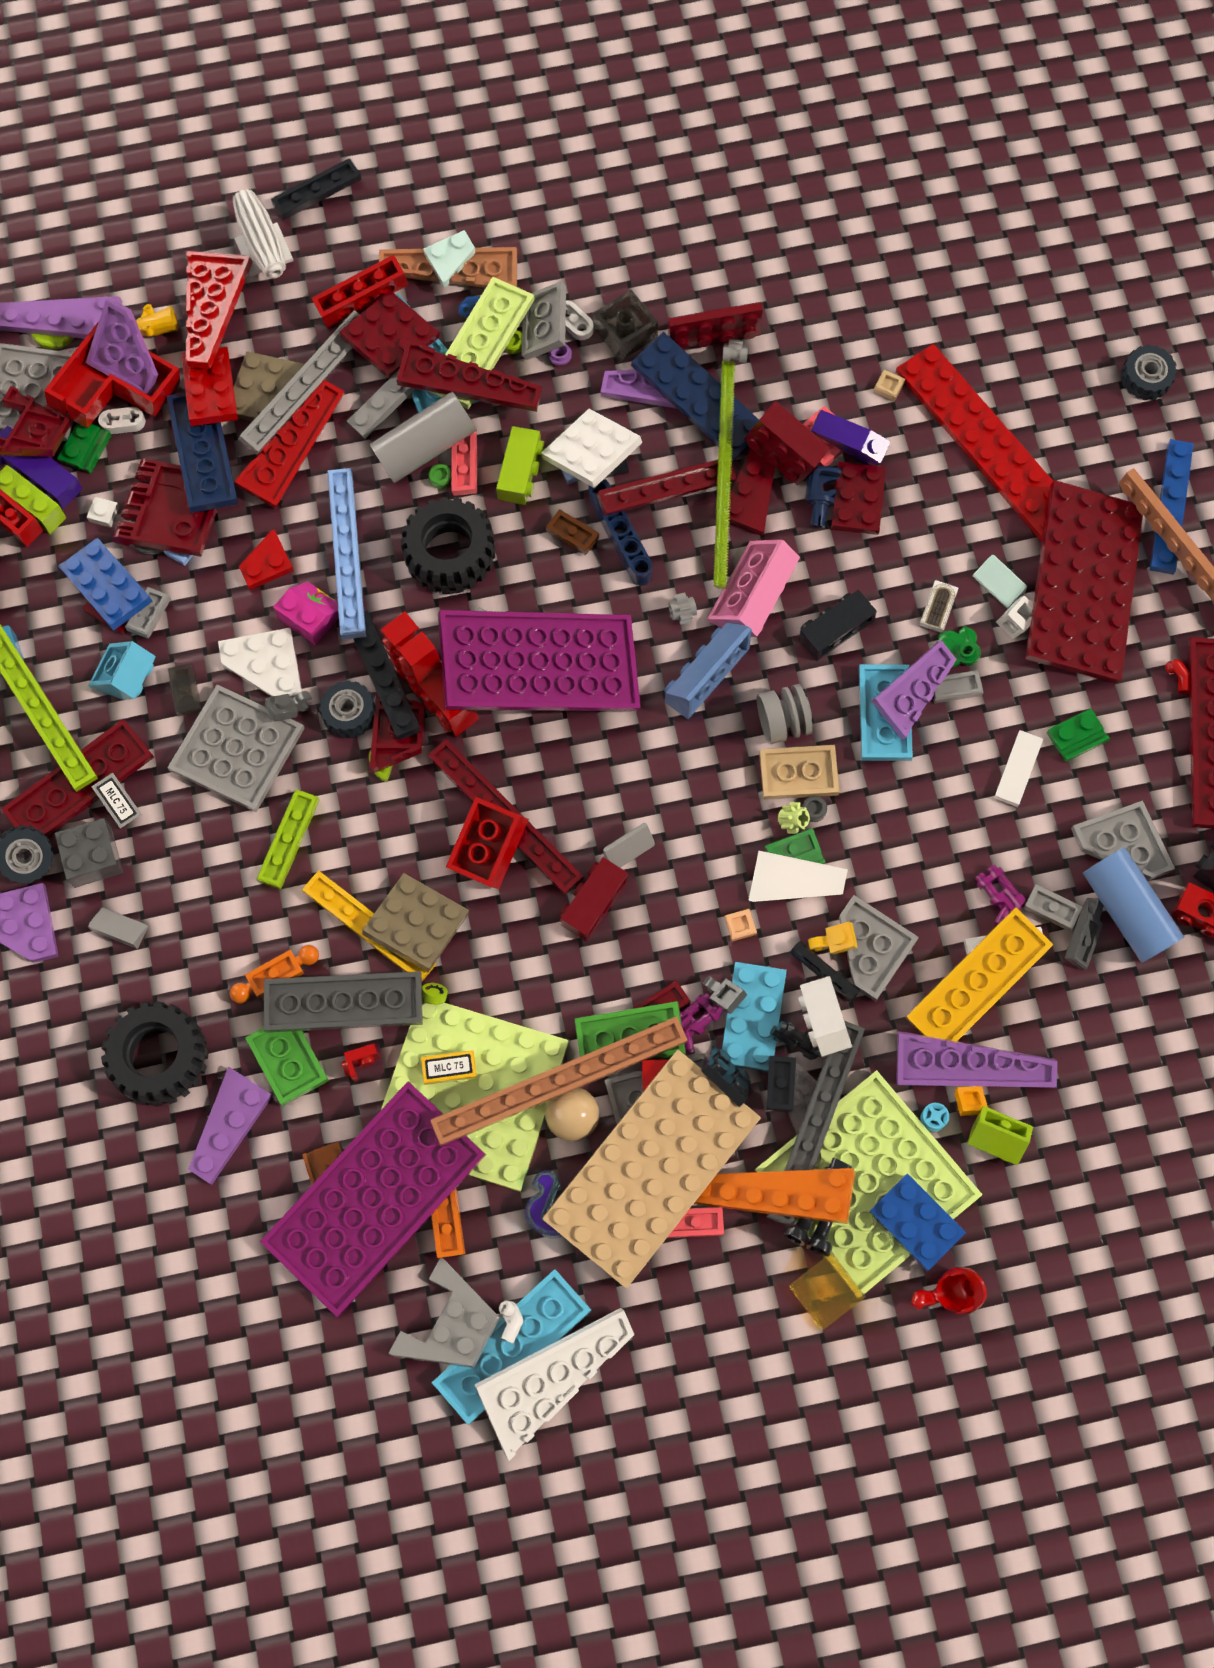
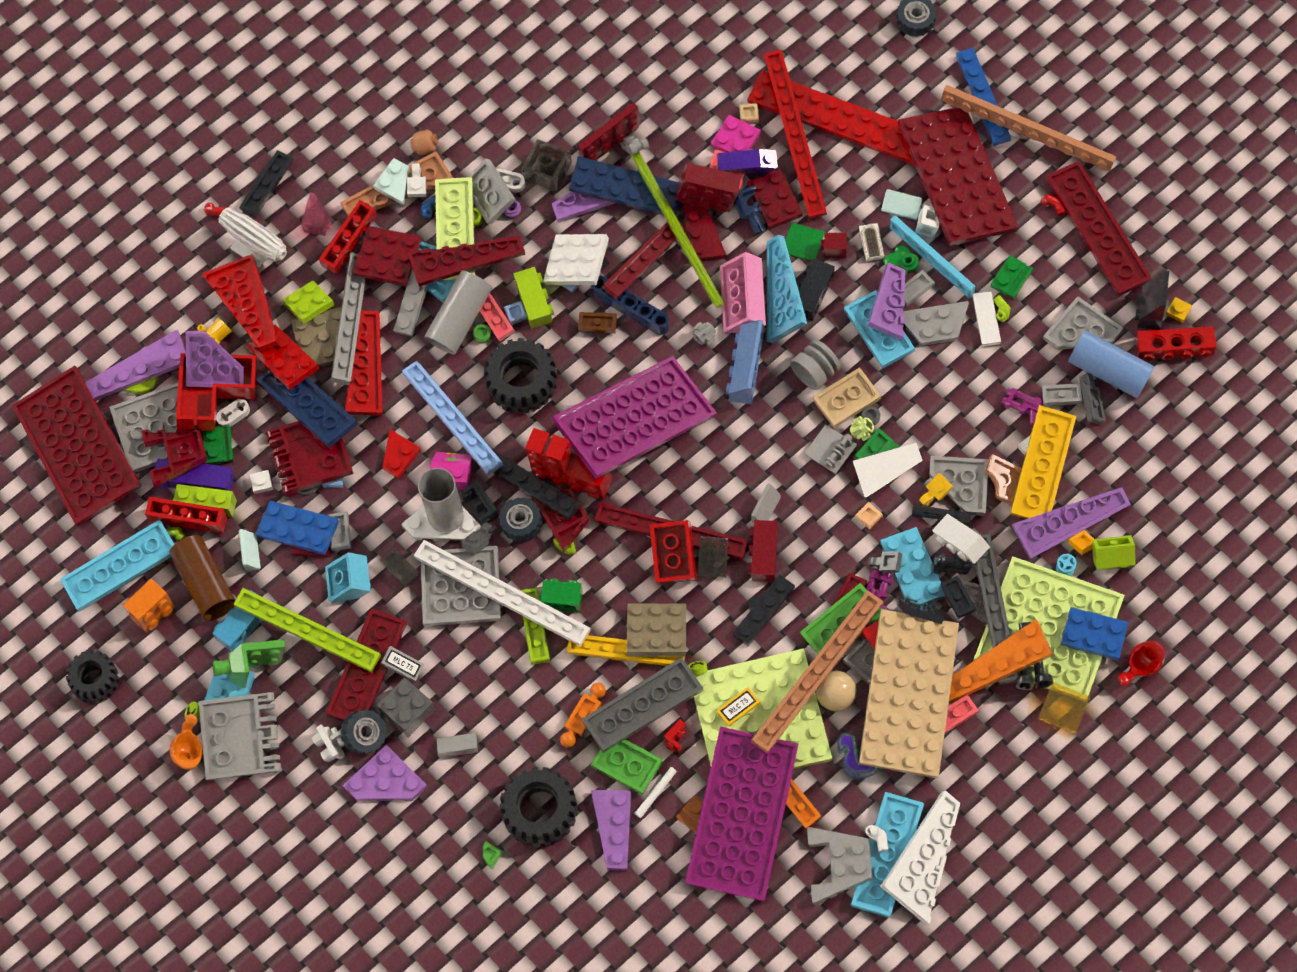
camera: 25 degrees left, 5 degrees down
(40, 580) = (249, 550): none -> light aqua slope
(75, 1076) = (491, 854): none -> bright green tile
(242, 184) = (210, 210): none -> red arm
(260, 637) = (441, 500): none -> light grey piece
(272, 783) = (502, 593): none -> white plate
(276, 341) = (308, 302): none -> lime plate
(298, 1112) = (655, 792): none -> white bar
(316, 666) = (479, 503): none -> black hinge
(337, 821) = (562, 595): none -> green brick
(343, 251) = (315, 217): none -> clear pink slope
(472, 272) = (416, 185): none -> white plate
(489, 472) = (515, 313): none -> light blue tile
(509, 231) = (424, 142): none -> nougat head
(530, 873) = (713, 557): none -> clear smoke plate
(552, 967) = (763, 609): none -> black hinge
(744, 821) = (830, 449): none -> light grey hinge
(792, 622) = (784, 303): none -> medium azure wing
(858, 403) = (735, 136): none -> dark pink plate
(861, 564) = (803, 241): none -> green sticker
(893, 586) = (834, 245): none -> dark red brick
(925, 436) = (795, 134): none -> red plate
(925, 970) = (1005, 478): none -> nougat tile
(956, 741) = (936, 323): none -> light grey wing
(998, 661) = (932, 256): none -> medium azure tile
(1046, 767) = (1004, 309): none -> lime arm

